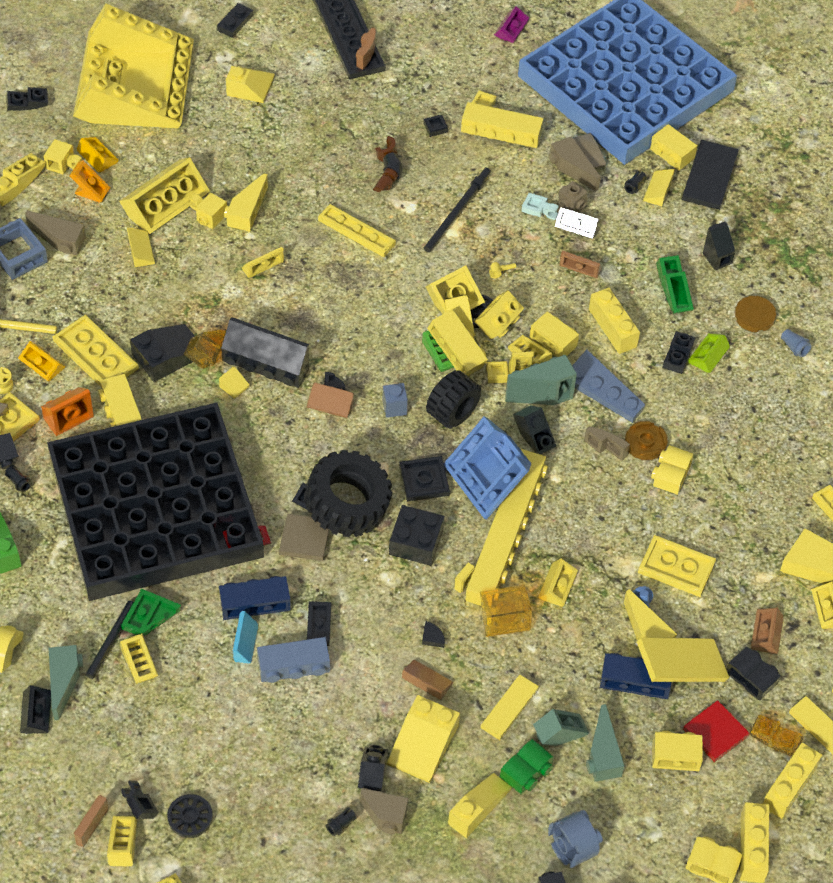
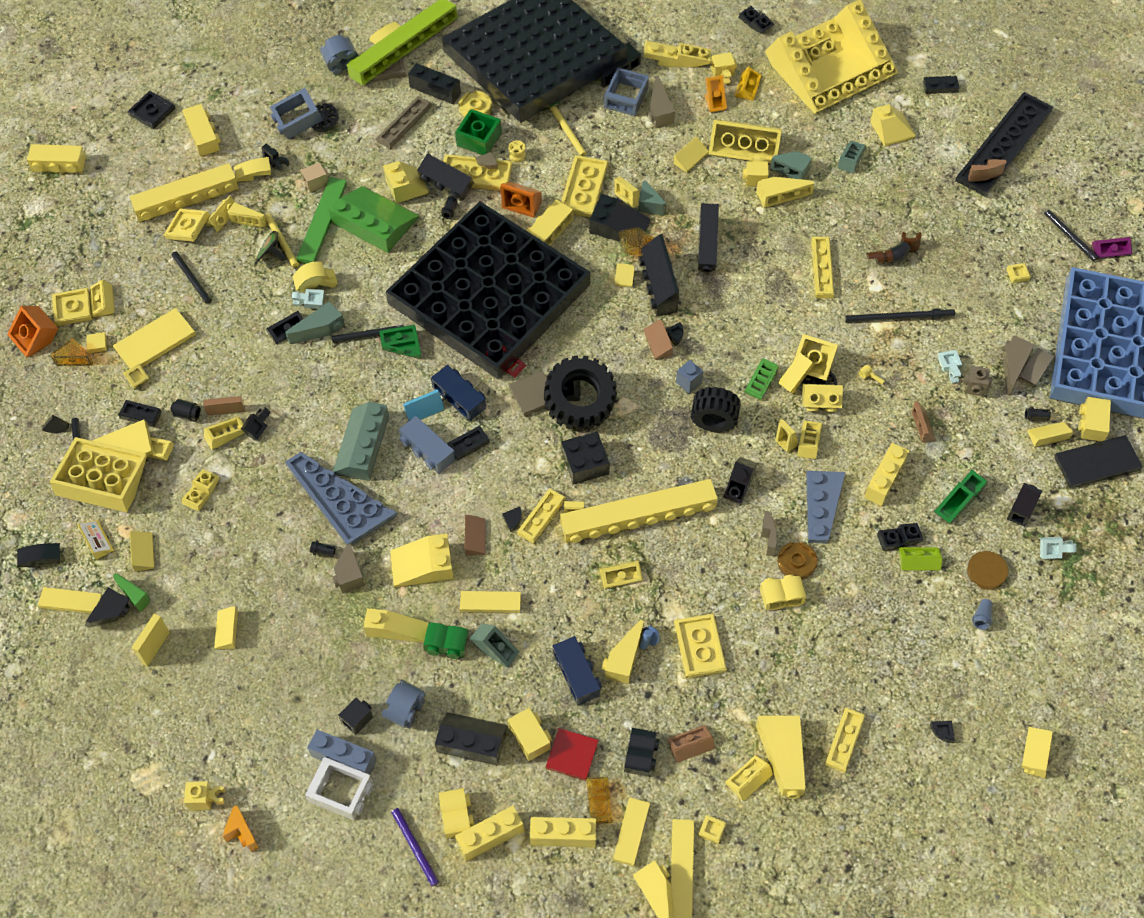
camera: 60 degrees right, 5 degrees up
(23, 665) = (311, 298): none -> light aqua plate
(41, 361) = (552, 162): yellow slope -> none
(65, 862) = (185, 410): none -> black brick
(139, 641) = (366, 343): light yellow slope -> none
(142, 320) = (627, 192): none -> light yellow plate
(165, 309) = (650, 201): none -> sand green slope
(189, 816) = (268, 459): black wheel -> none
(227, 178) = (791, 164): none -> sand green slope
(240, 715) = (362, 441): none -> sand green slope
(252, 290) = (708, 237): none -> black slope
(255, 133) = (850, 158): none -> sand green slope
(264, 262) = (741, 230): light yellow slope -> none
(299, 774) = (343, 504): none -> sand blue wing
(373, 768) = (375, 543): black slope -> none
(424, 478) = (641, 436): black tile -> none
(435, 125) = (965, 257): black tile -> none
(447, 610) = (541, 515): none -> light yellow tile
(457, 343) = (771, 384): light yellow brick -> none
(476, 42) = (1074, 238): none -> black bar
(487, 466) = (676, 465): medium blue slope -> none
(497, 372) = (771, 426): light yellow tile -> none
(502, 125) = (1003, 295): light yellow brick -> none
(506, 610) = (562, 549): clear yellow slope -> none
(542, 383) = (782, 458): sand green slope -> none
(554, 335) = (835, 442): light yellow brick -> none
(577, 222) = (958, 397): plate -> none
(605, 757) = (496, 683): sand green slope -> none
(645, 804) = (471, 738): none -> black slope
(682, 660) = (608, 692): light yellow tile -> none
(769, 254) = (1054, 546): none -> light aqua plate

